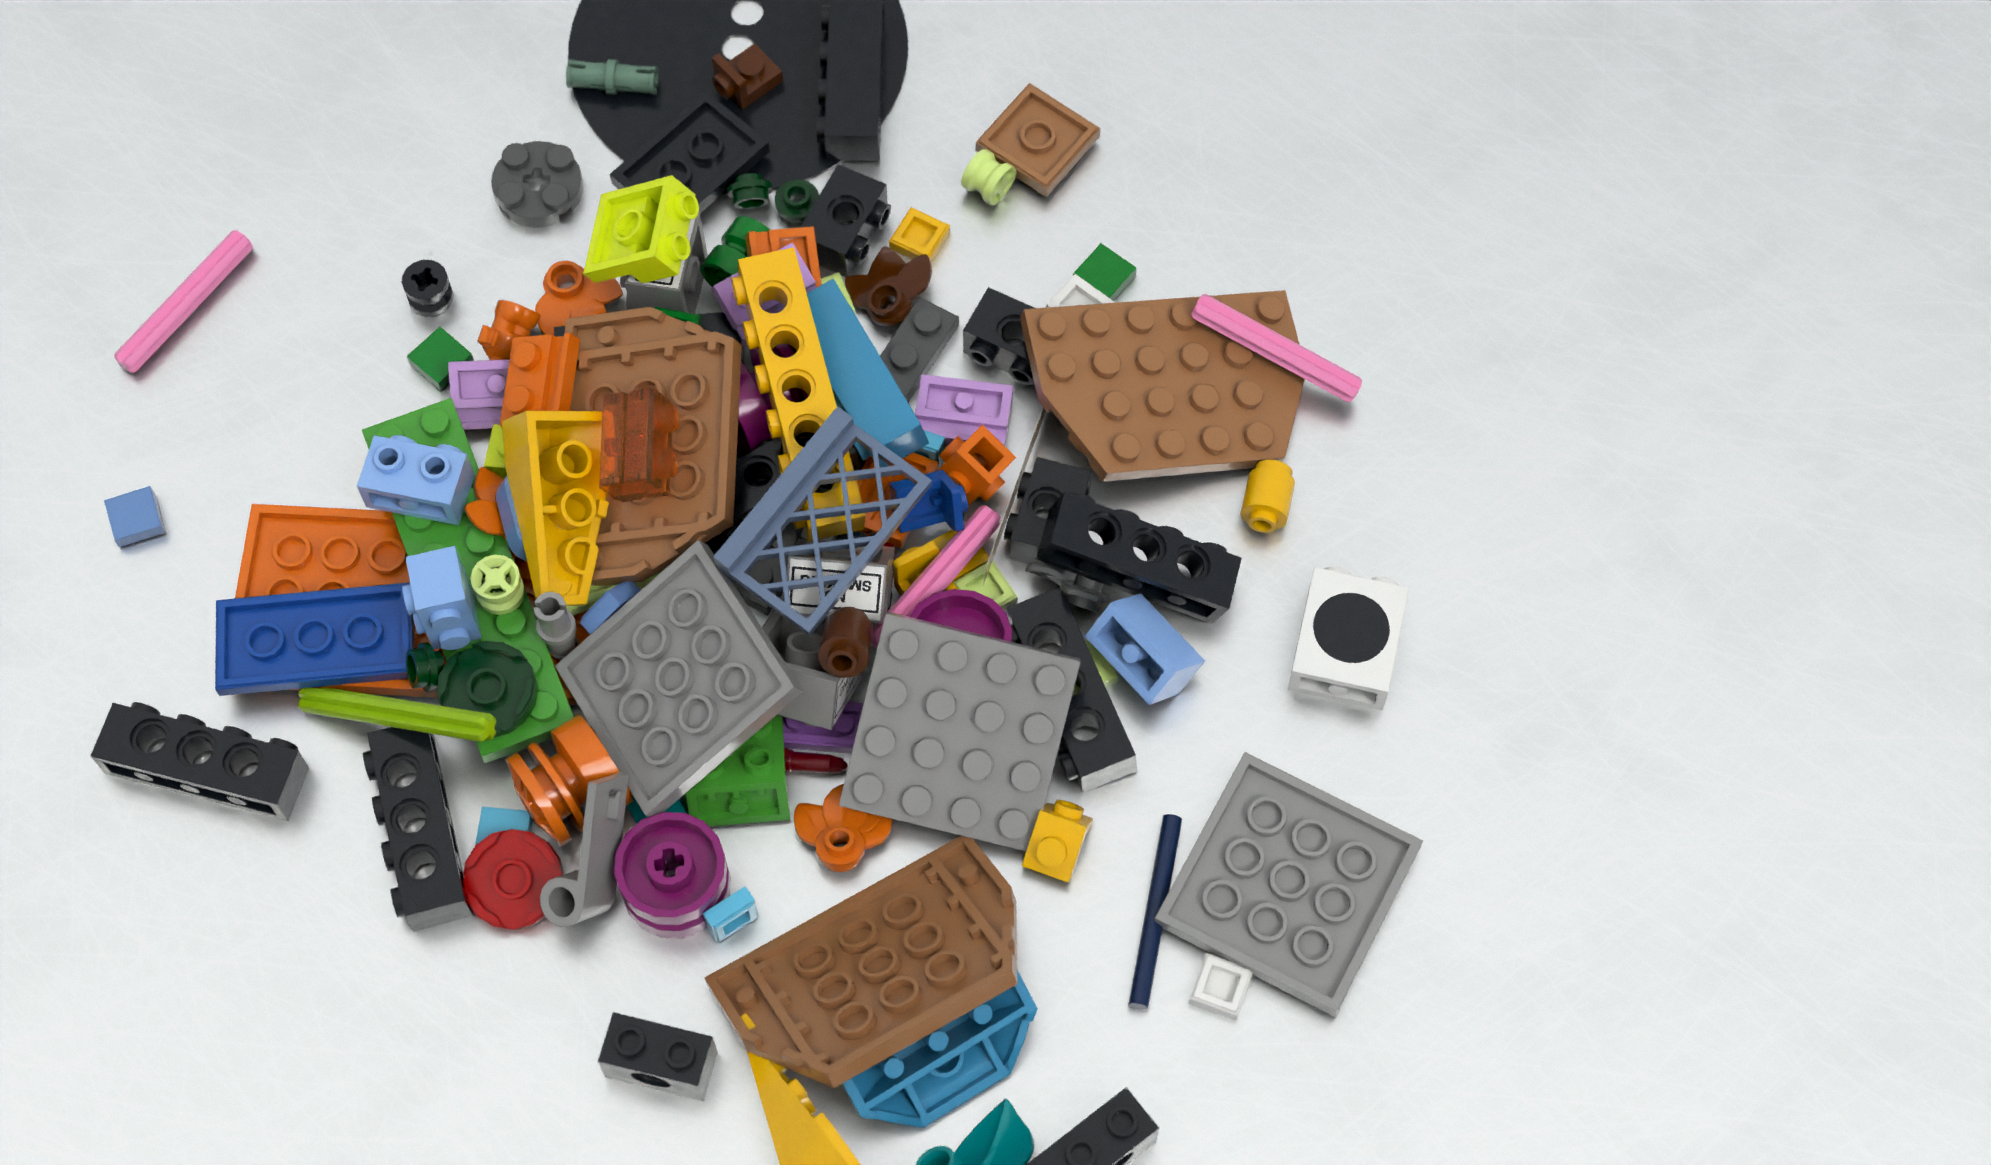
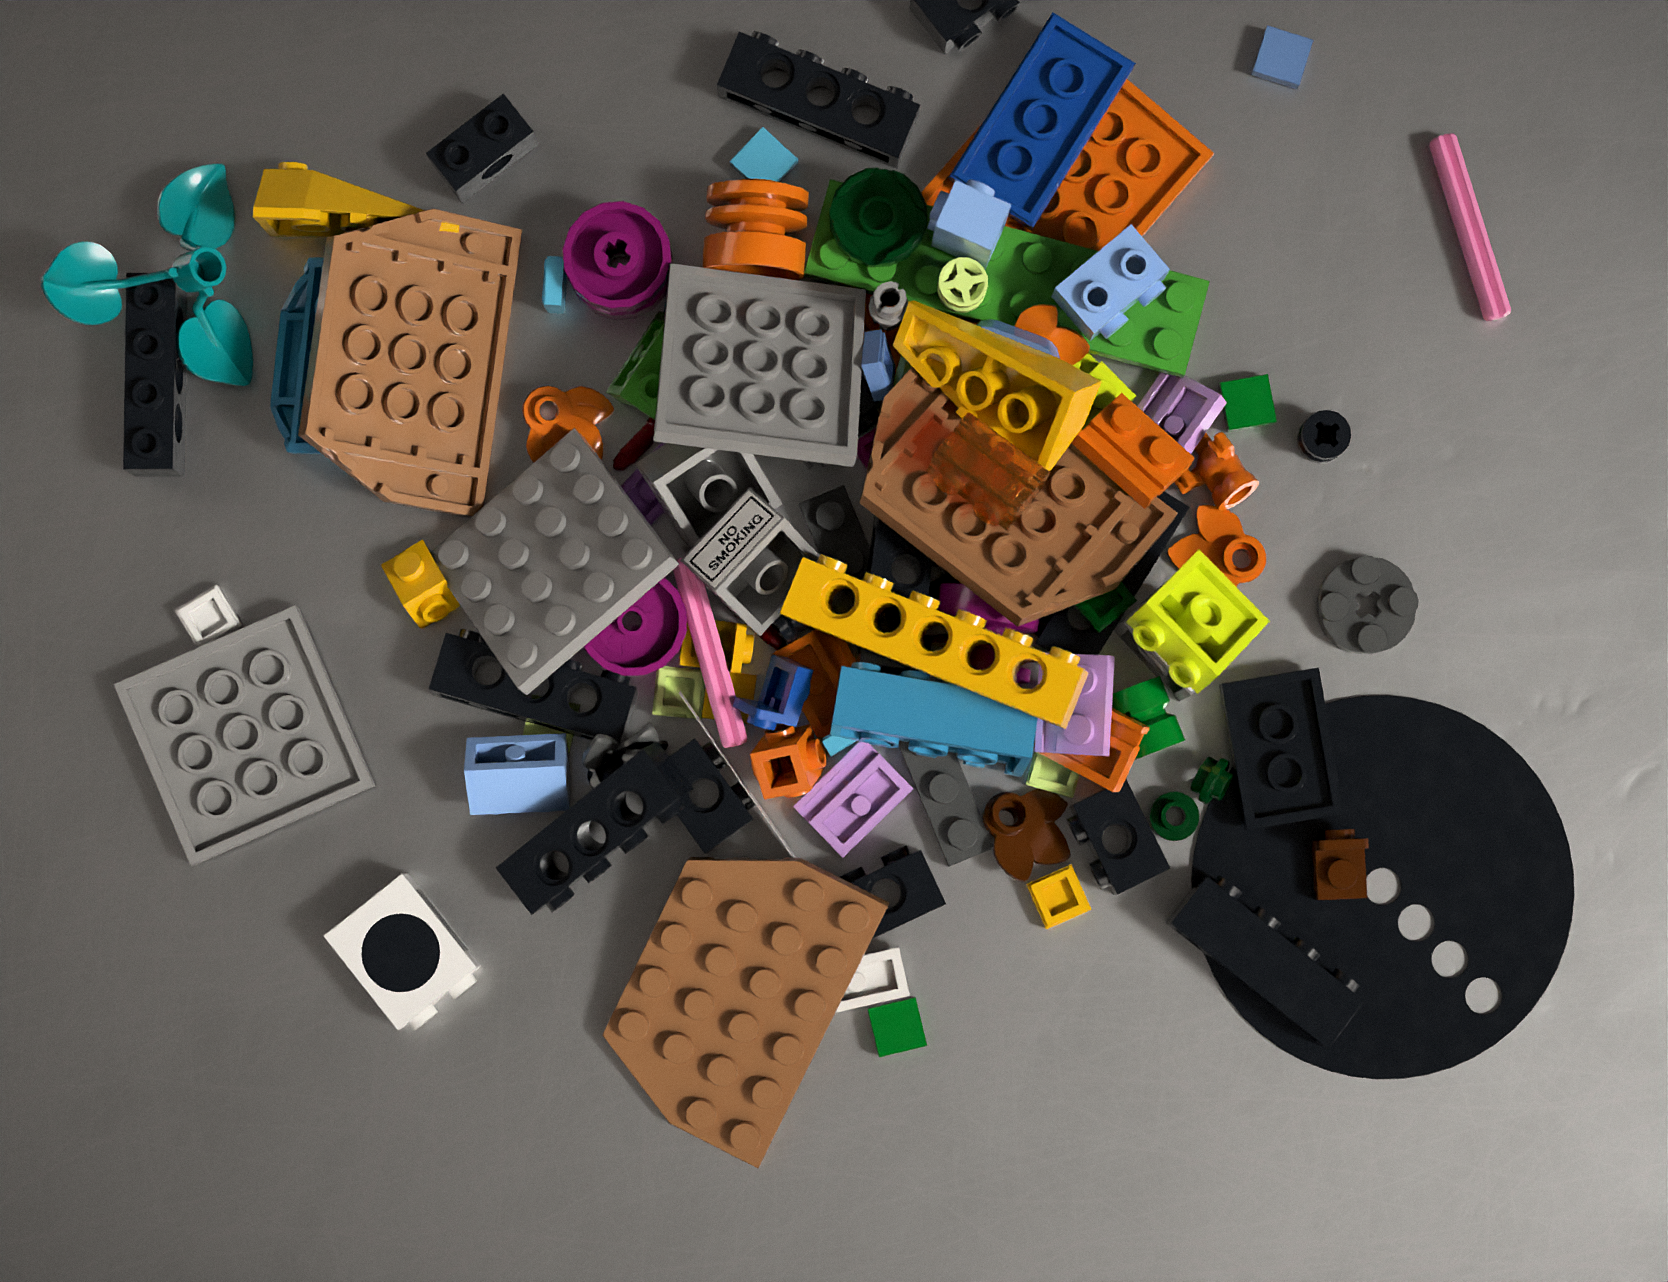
camera: 125 degrees right, 20 degrees up
(398, 713) = (910, 136): lime axle -> none
(424, 667) = (934, 179): dark green plate -> none
(507, 878) = (716, 140): red tile -> none
(593, 886) = (662, 193): light grey door -> none
(612, 76) = (1428, 746): sand green pin -> none
(787, 497) = (830, 552): sand blue fence -> none
(846, 642) = (679, 513): reddish brown brick -> none
(988, 177) = (1066, 998): yellowish green wheel -> none
(1039, 139) = (1075, 1074): medium nougat plate -> none
(1151, 930) = (315, 624): dark blue bar -> none
(1268, 496) = (578, 991): yellow brick -> none
(1276, 348) = (698, 1104): bright pink axle -> none

